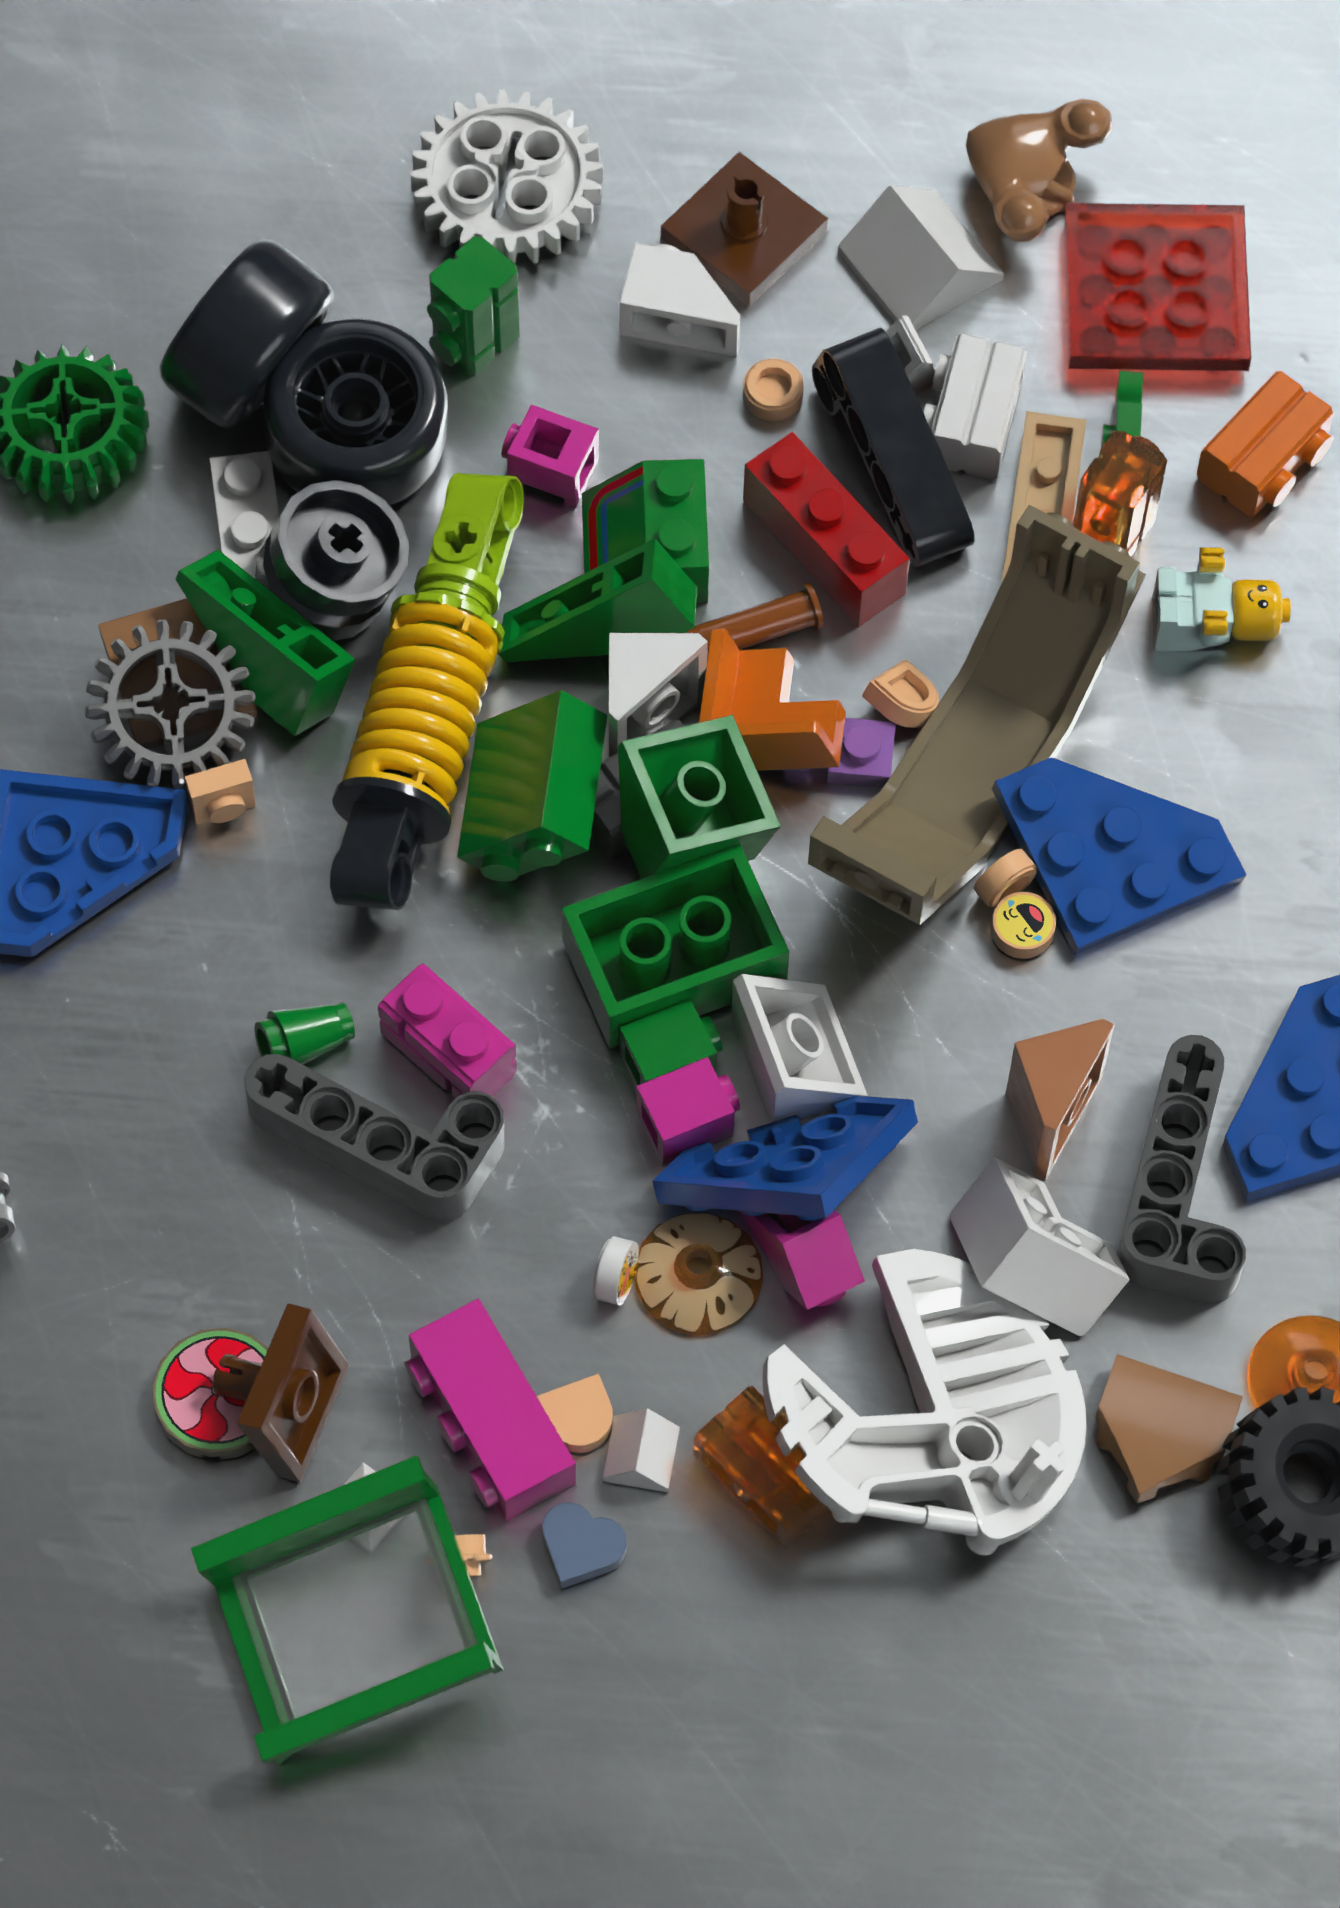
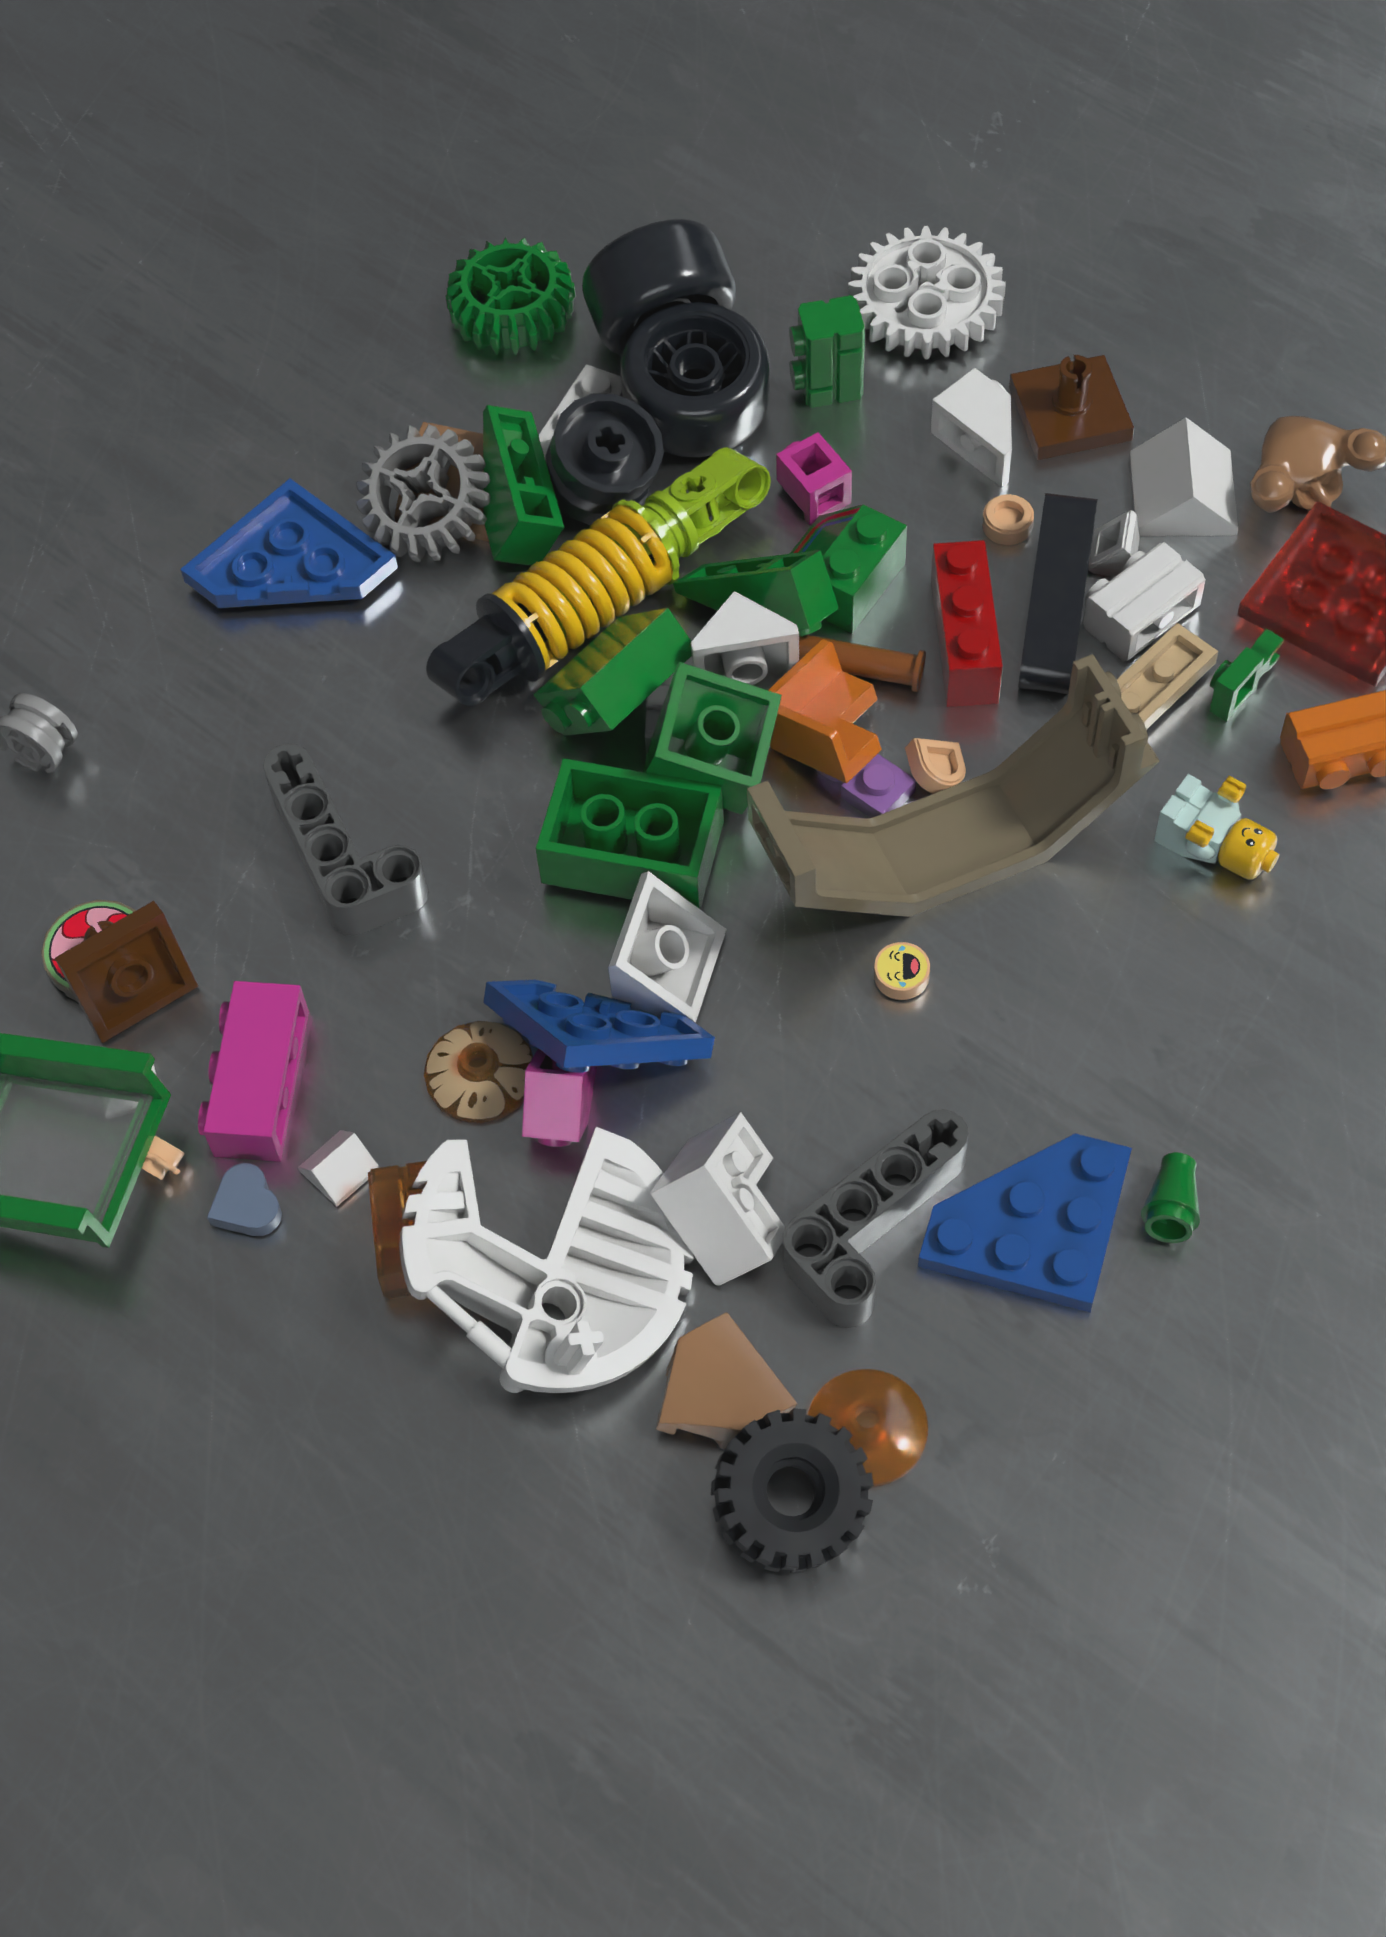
camera: 40 degrees right, 5 degrees down
(221, 792) = (417, 569): light nougat plate -> none
(304, 1031) = (343, 752): green cone -> none
(446, 1035) = (430, 806): dark pink brick -> none
(580, 1413) = (317, 1113): light nougat tile -> none
(615, 1270) = (417, 1030): white tile -> none
(668, 1042) = (574, 906): green brick -> none
(687, 1109) = (555, 950): dark pink brick -> none
(1004, 877) = (910, 925): light nougat tile -> none
(1052, 1085) = (824, 1090): nougat slope -> none
(1112, 851) = (1007, 957): blue plate -> none
(1121, 491) = (1195, 710): clear orange brick -> none

